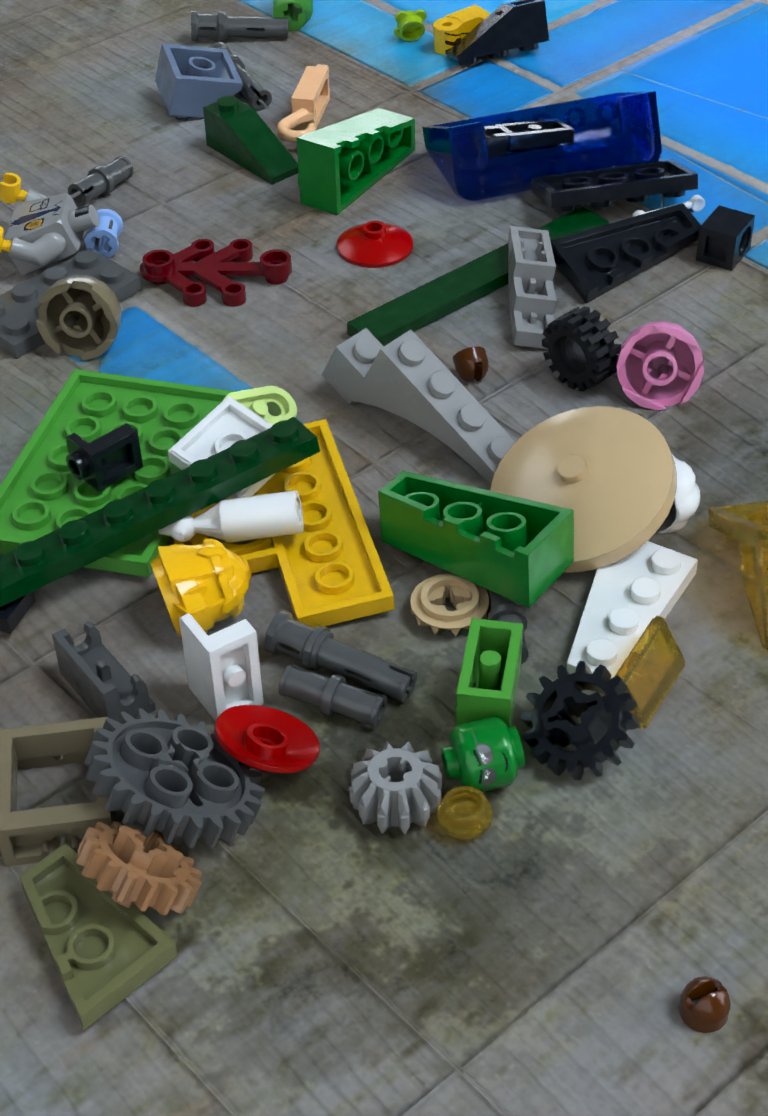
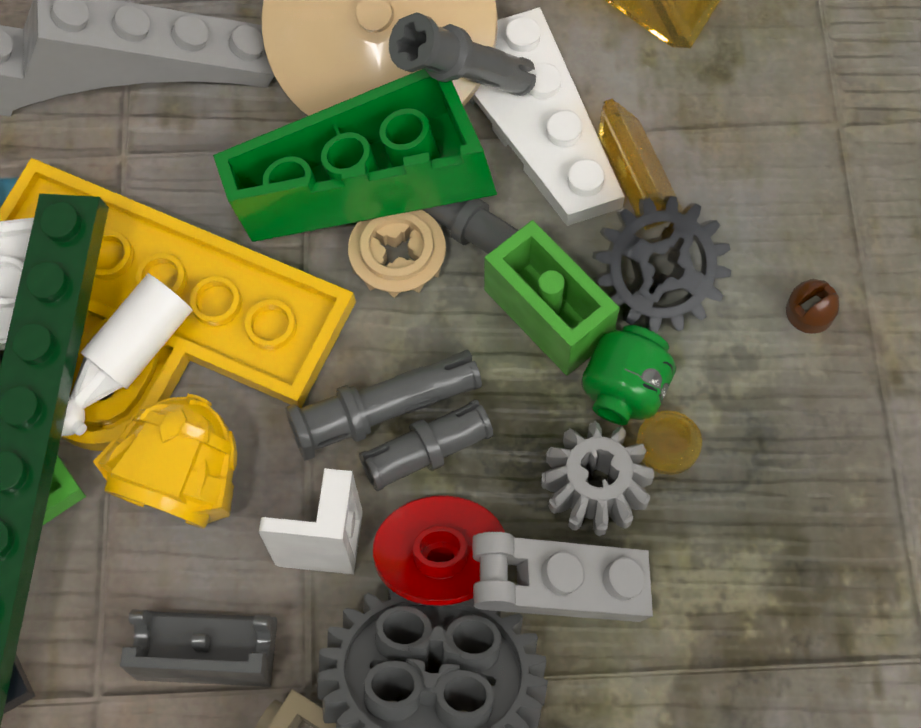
camera: 50 degrees left, 25 degrees up
(305, 805) = (562, 578): none -> light grey plate
(575, 502) = (450, 55): none -> dark grey pin
(654, 832) = (820, 315): none -> reddish brown hinge

